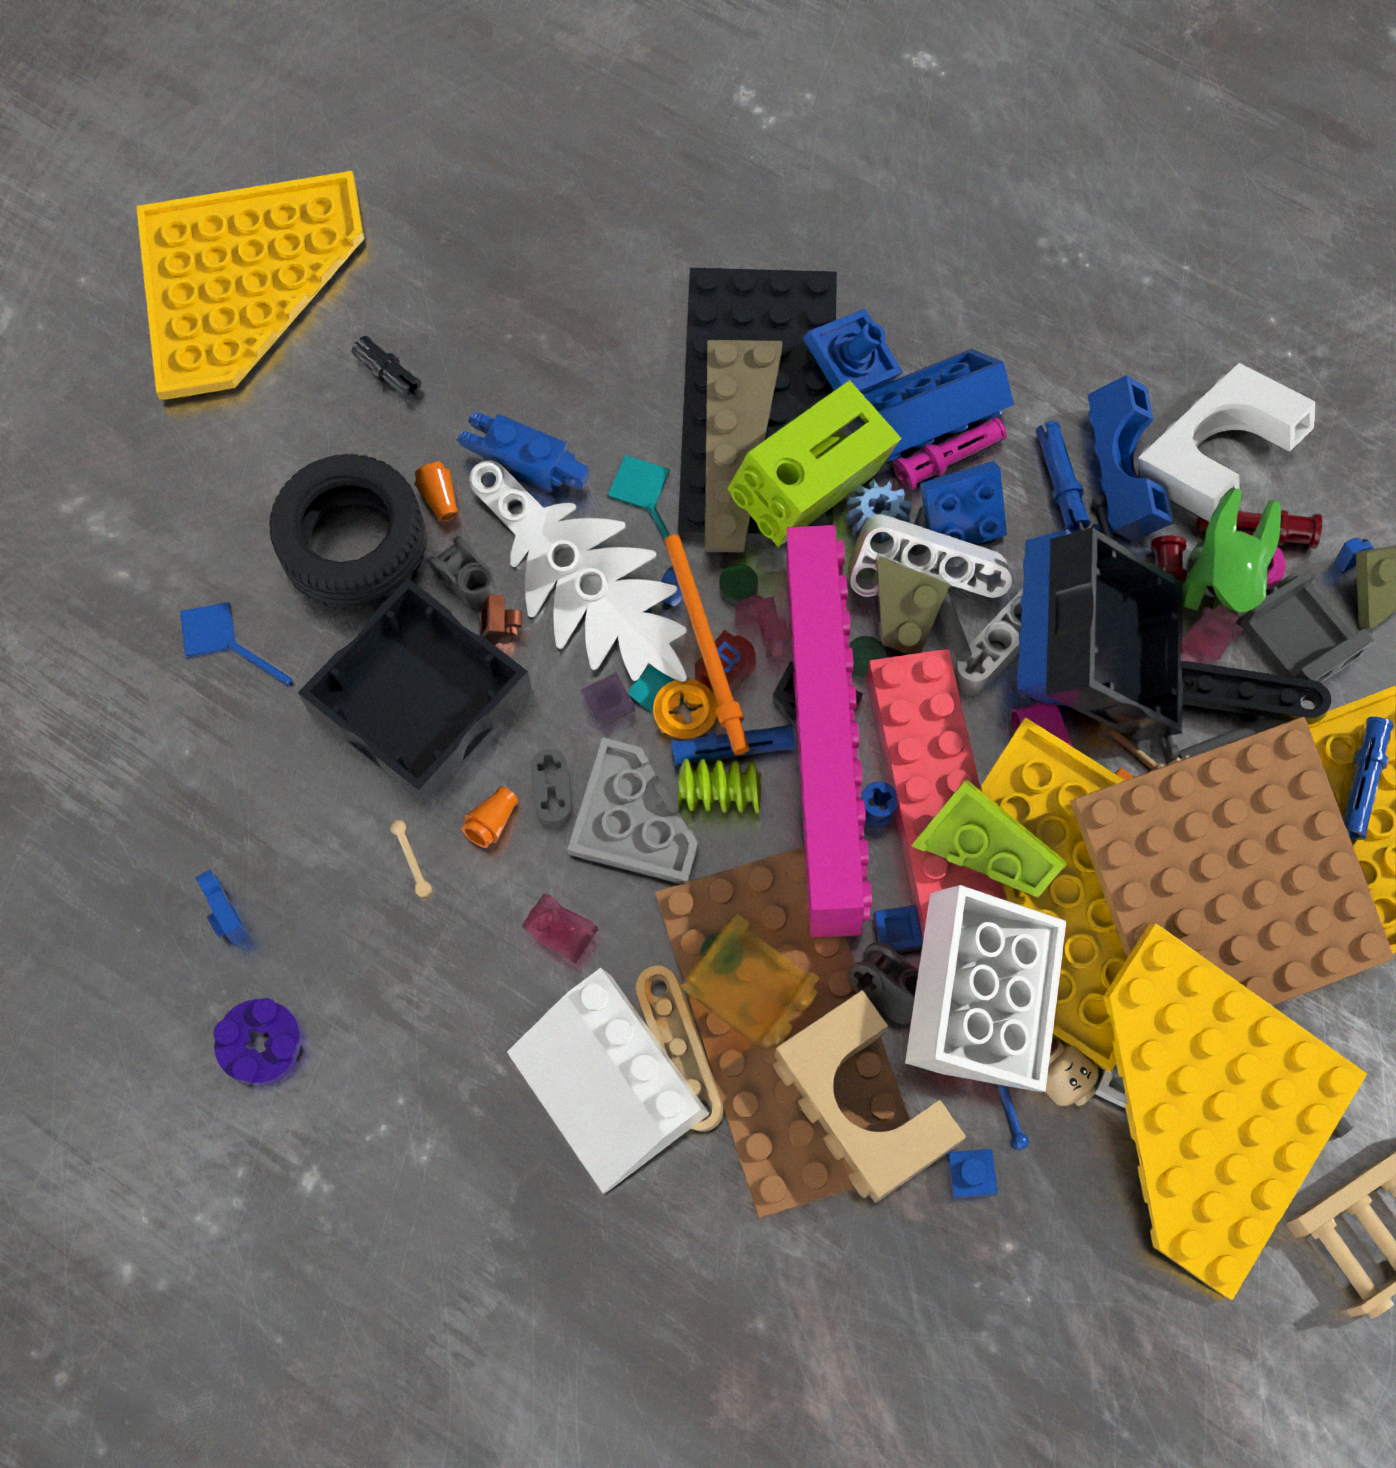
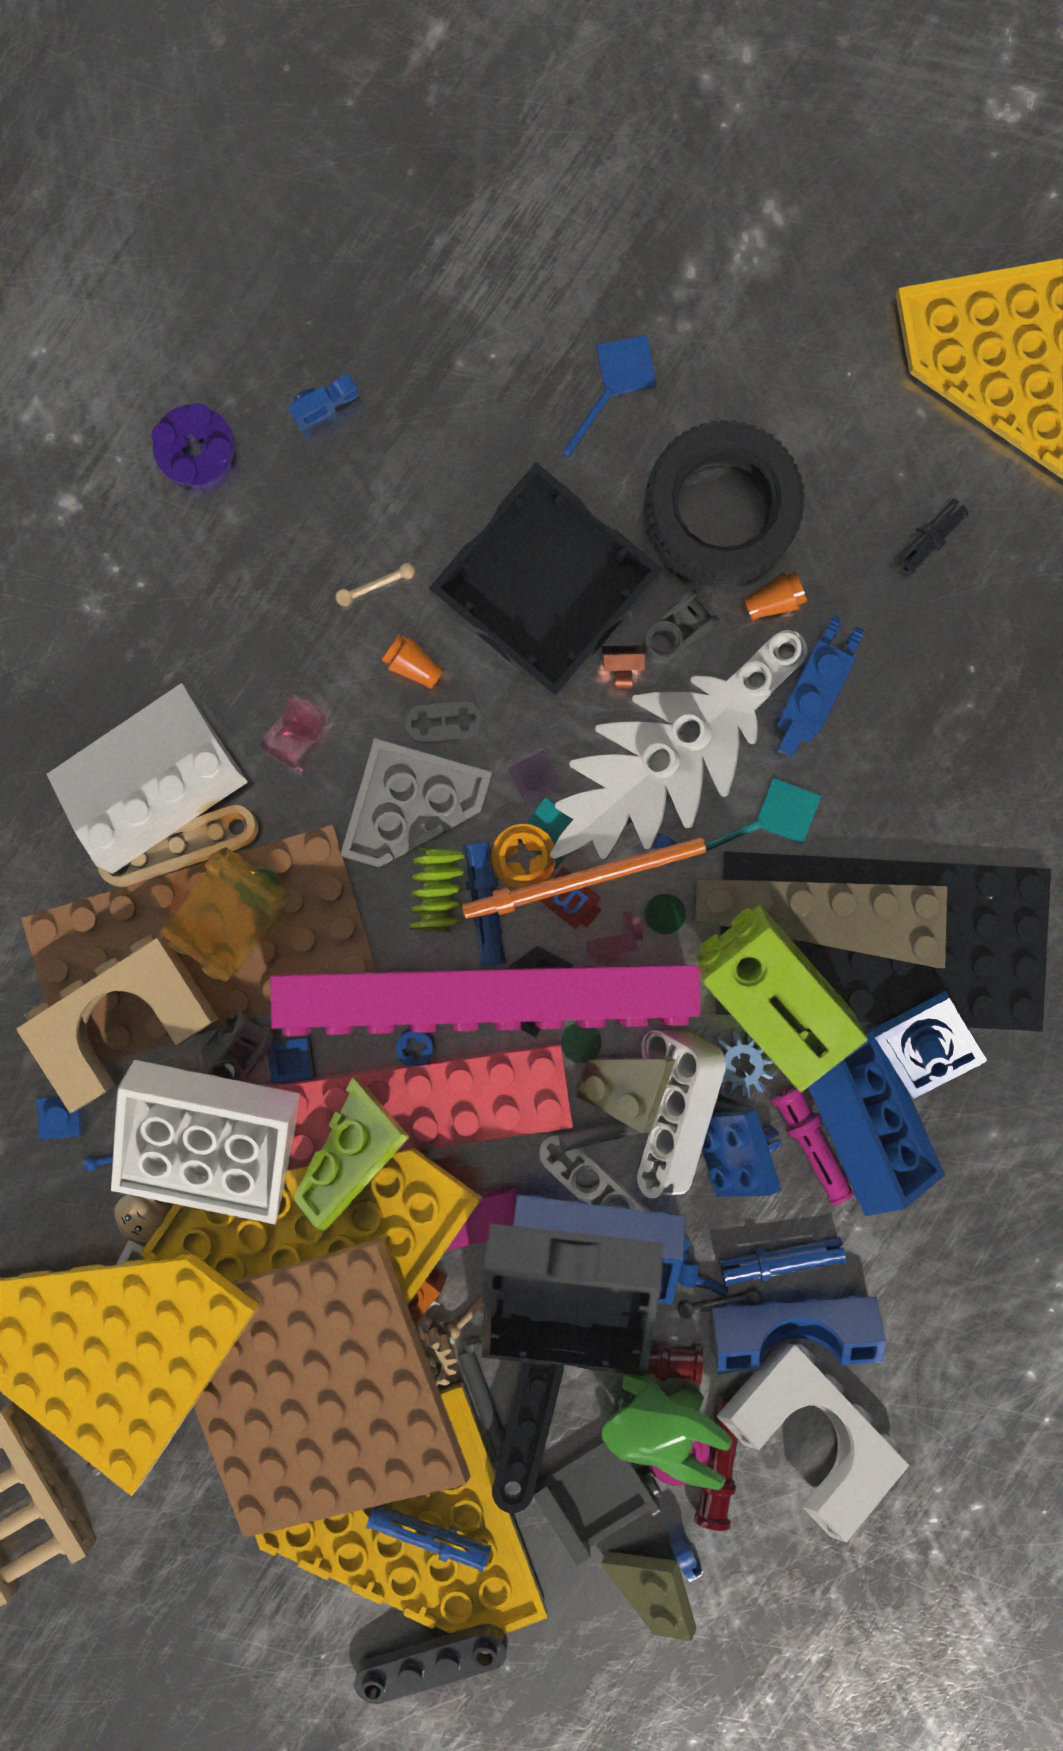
camera: 85 degrees right, 20 degrees up
(1214, 631) = (596, 1402): clear pink bracket -> none

